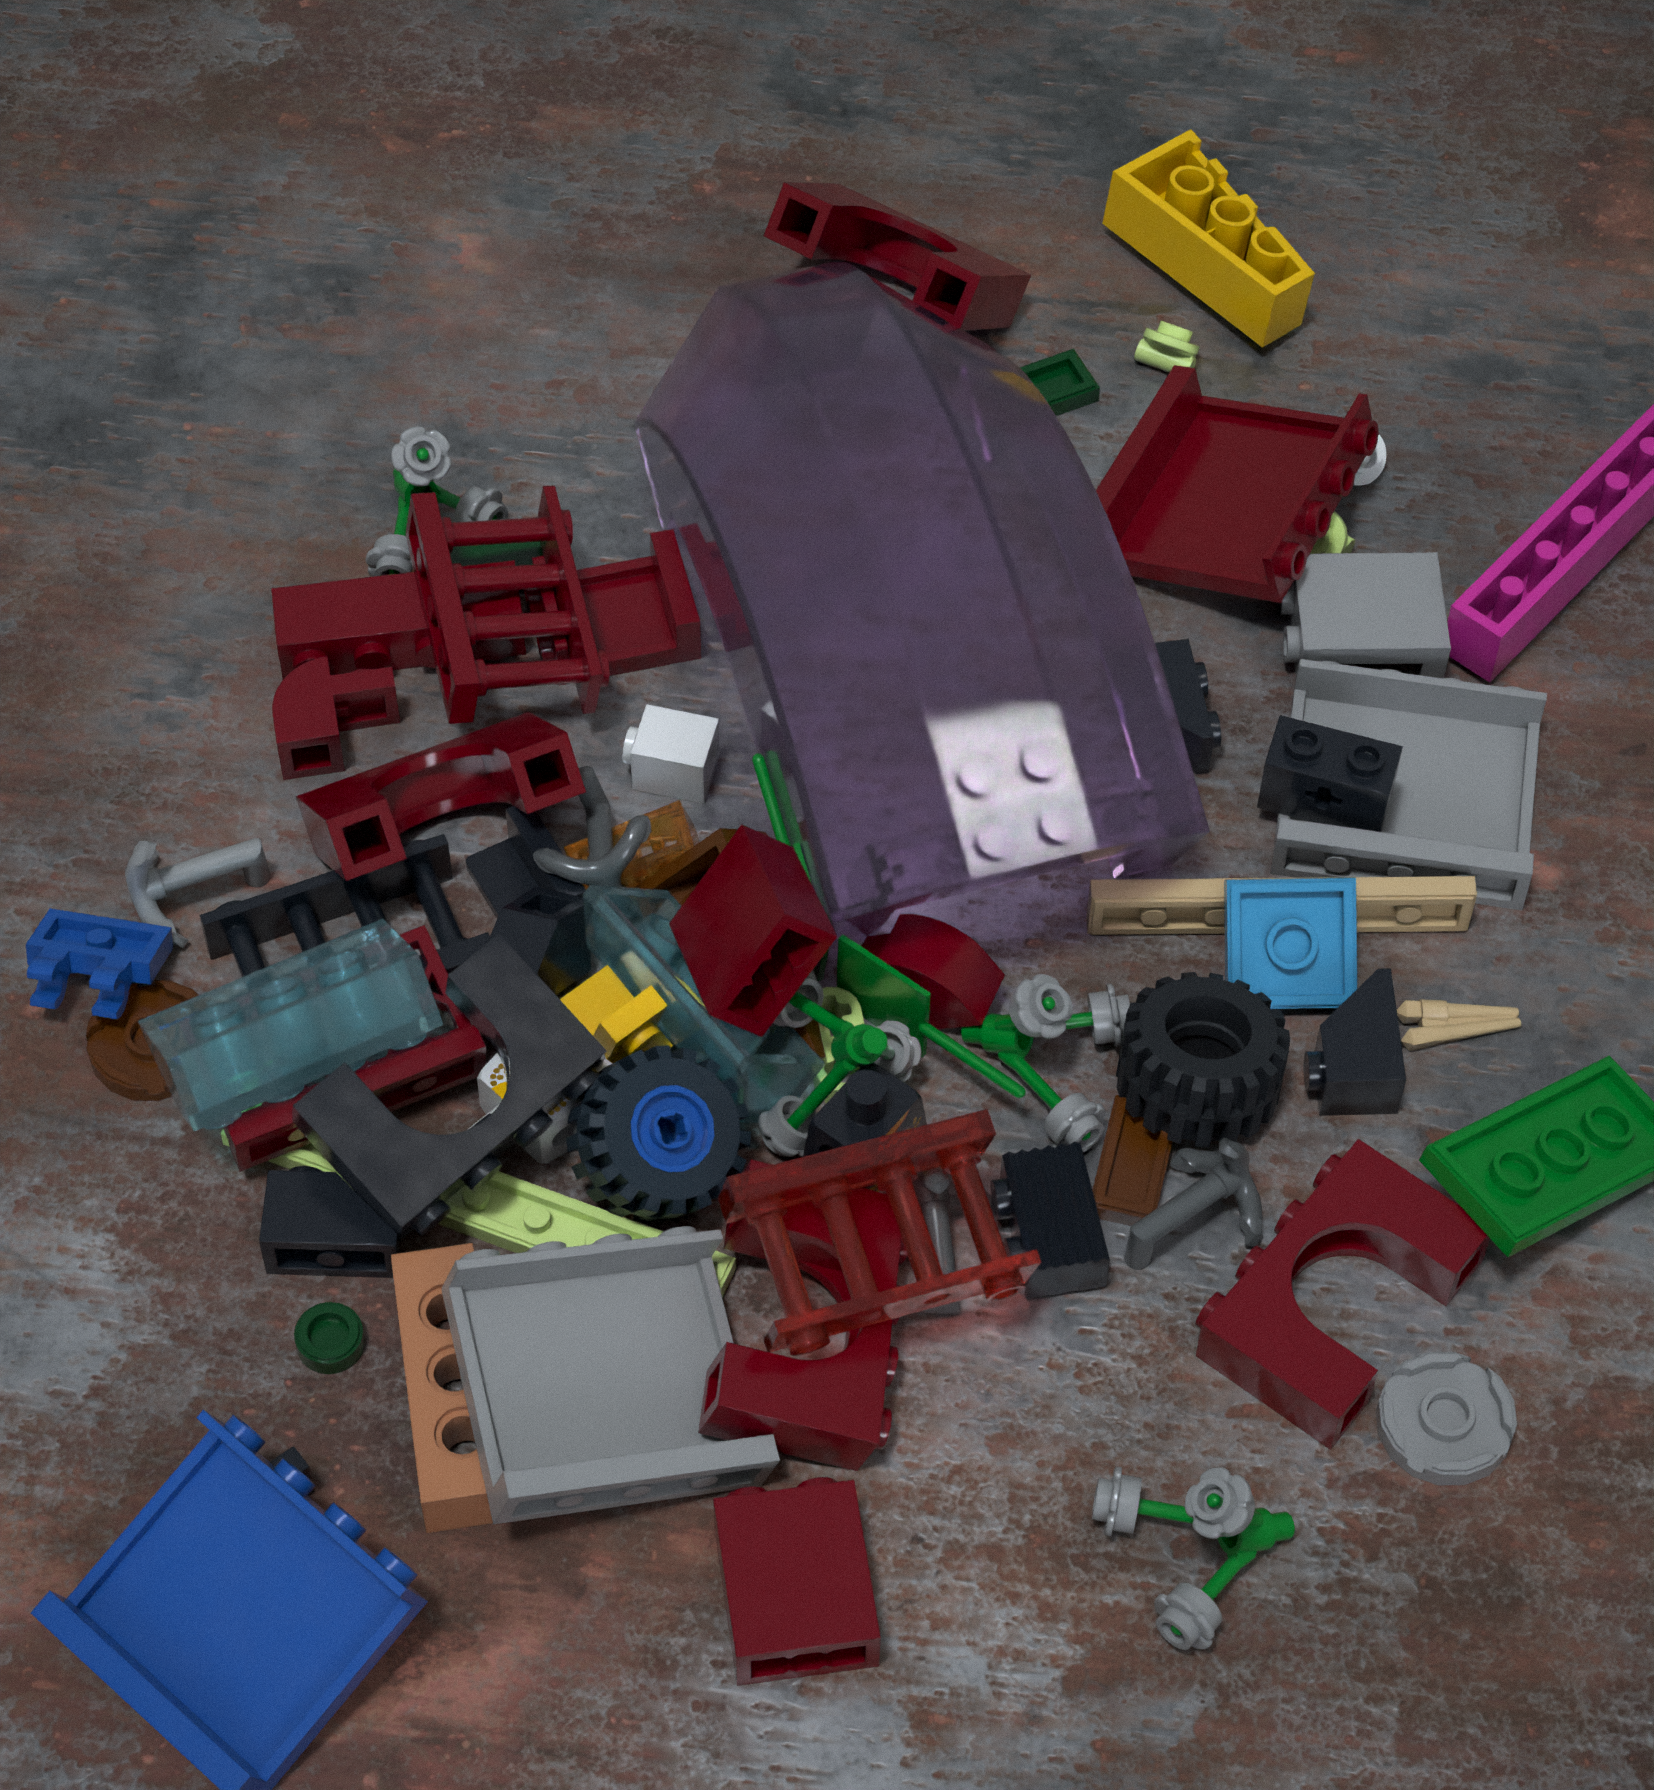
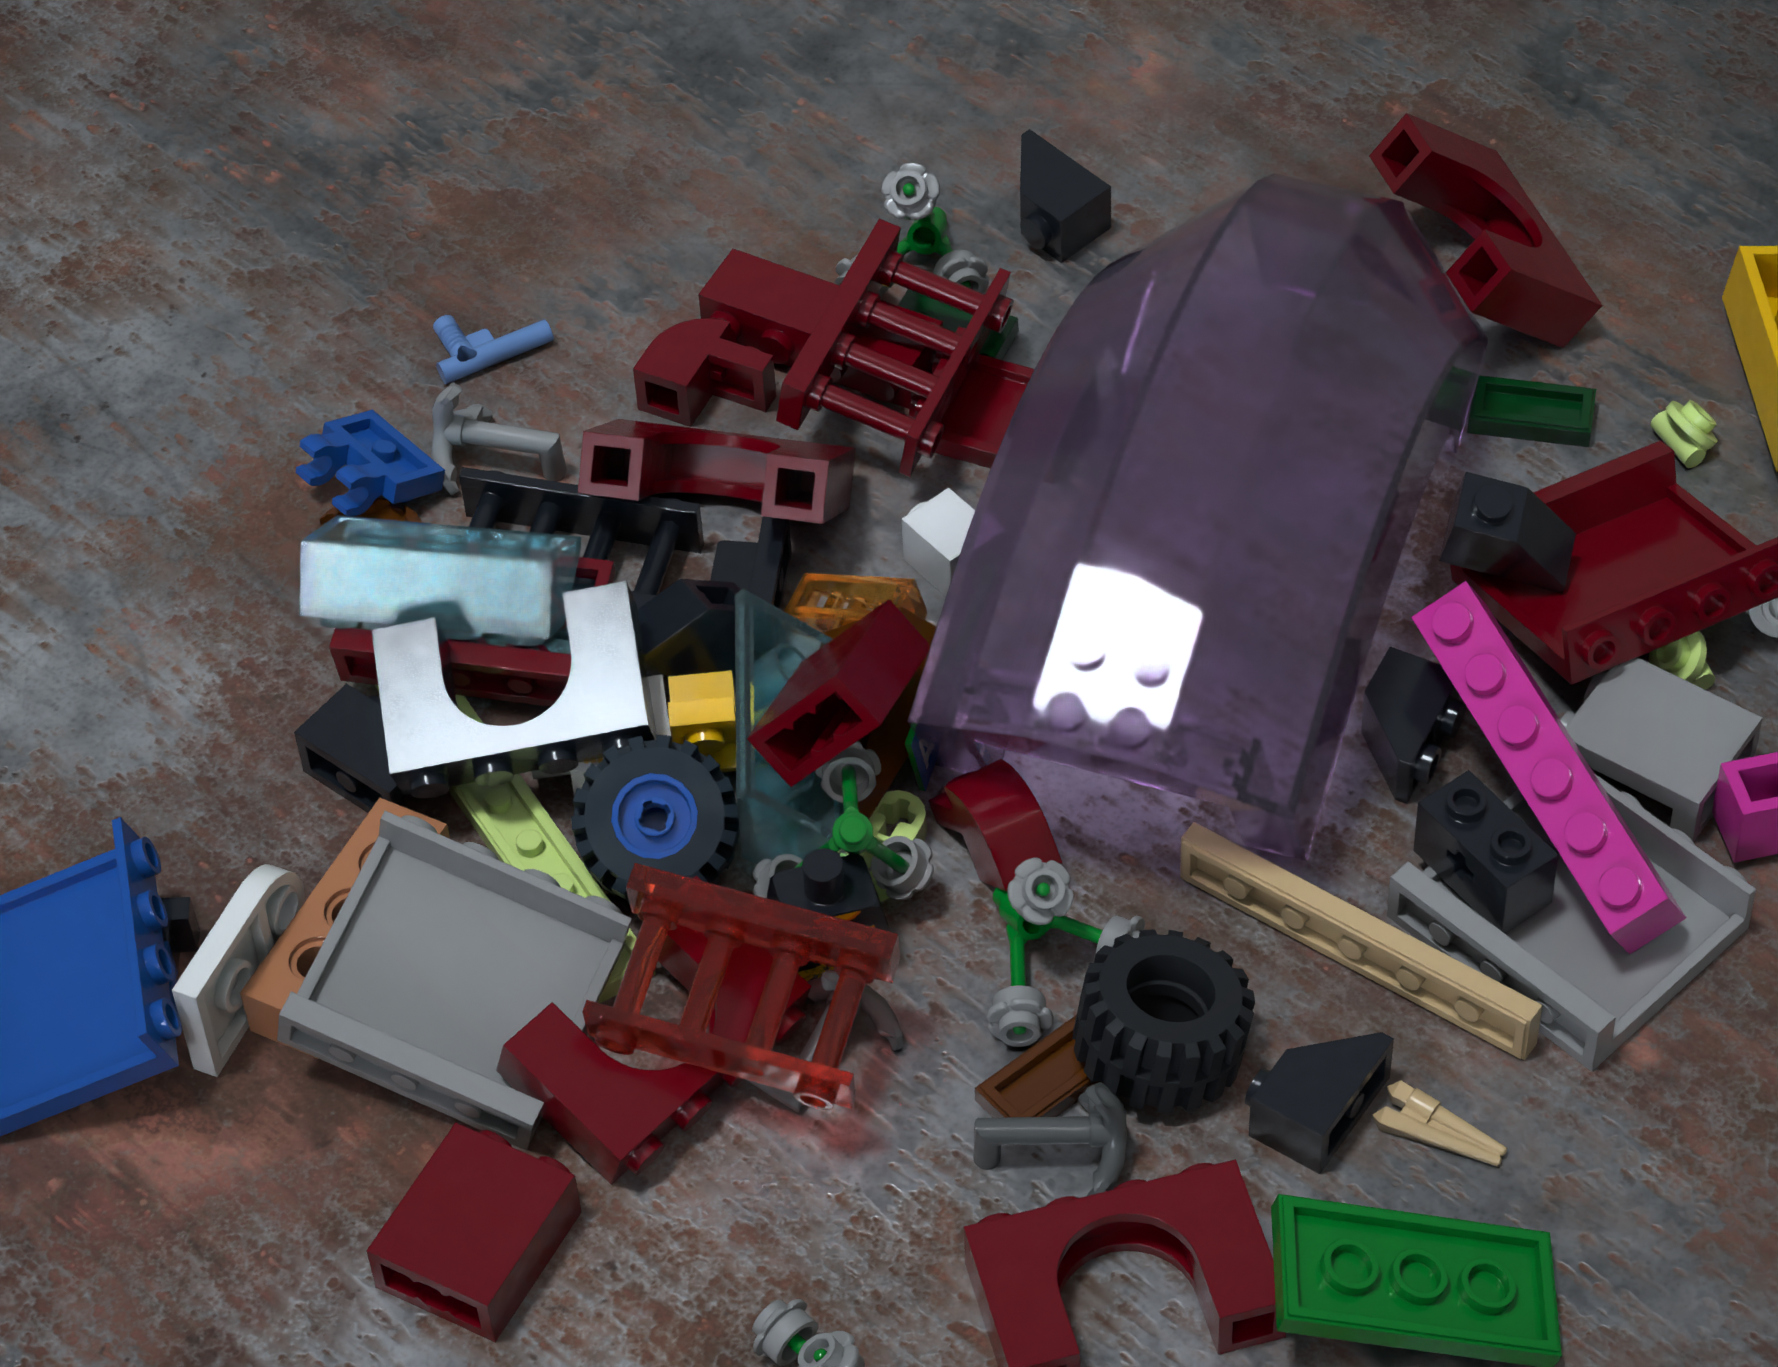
camera: 40 degrees right, 5 degrees down
(94, 798) = (480, 349): none -> medium blue hose
(329, 1338) = (303, 842): dark green tile -> none
(397, 1475) = (232, 951): none -> white tile
(501, 402) = (1059, 200): none -> black slope
(604, 860) = (830, 573): dark grey piece -> none
(894, 997) = (944, 839): green piece -> none
(1052, 1211) = (927, 1079): black brick -> none
(1144, 501) = (1507, 534): none -> black slope
(1292, 939) = (1330, 968): dark azure tile -> none
(1328, 677) = (1548, 769): none -> dark pink brick

